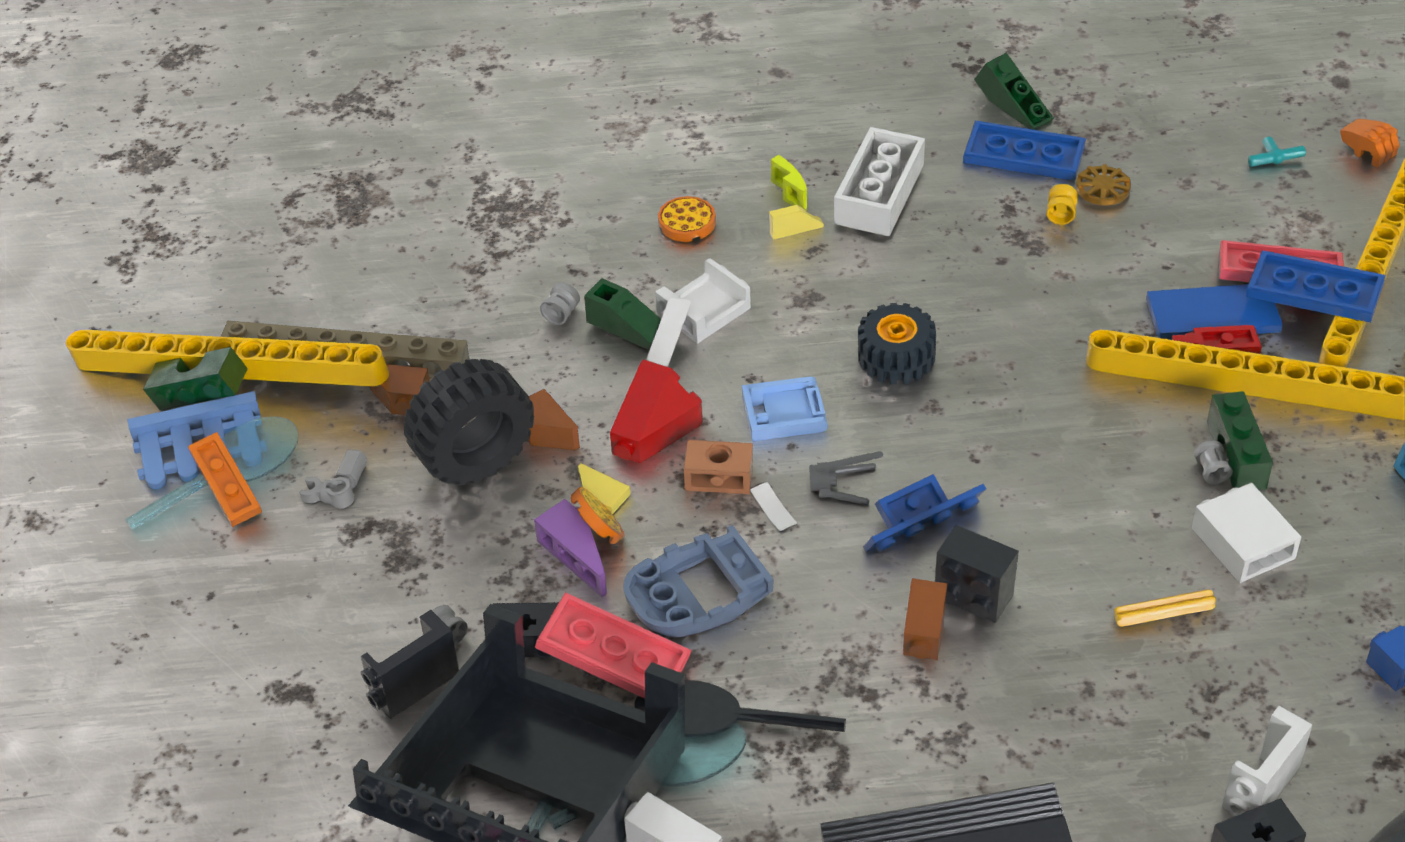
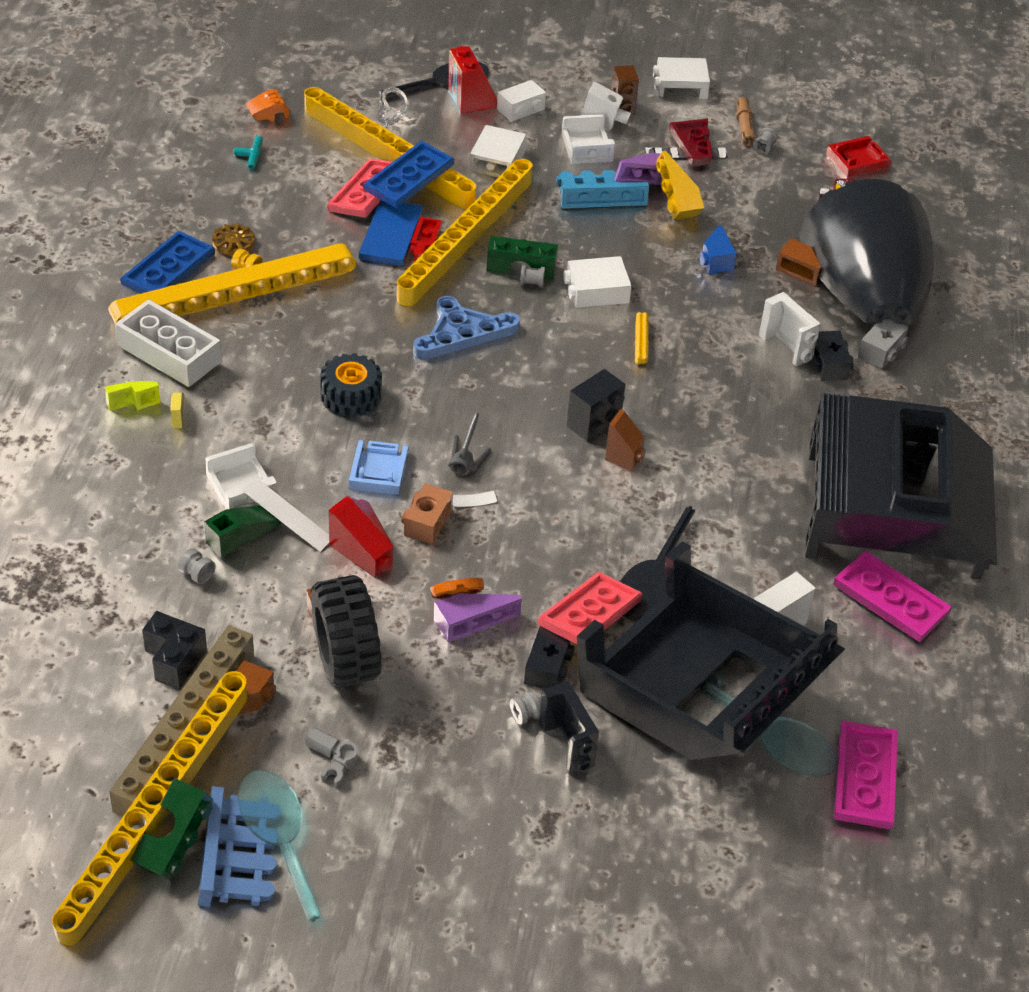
camera: 80 degrees left, 0 degrees up
(224, 479) = (303, 829): orange plate -> none
(442, 318) = (176, 648): none -> black brick
(604, 488) = (414, 589): light yellow tile -> none
(666, 602) = (546, 575): sand blue slope -> none
(686, 218) = (131, 468): tile -> none
(916, 505) = (517, 422): blue bracket -> none
(1012, 93) = (100, 249): dark green slope -> none
(1029, 214) = (243, 282): none -> yellow beam
(1058, 411) = (473, 323): none -> medium blue beam

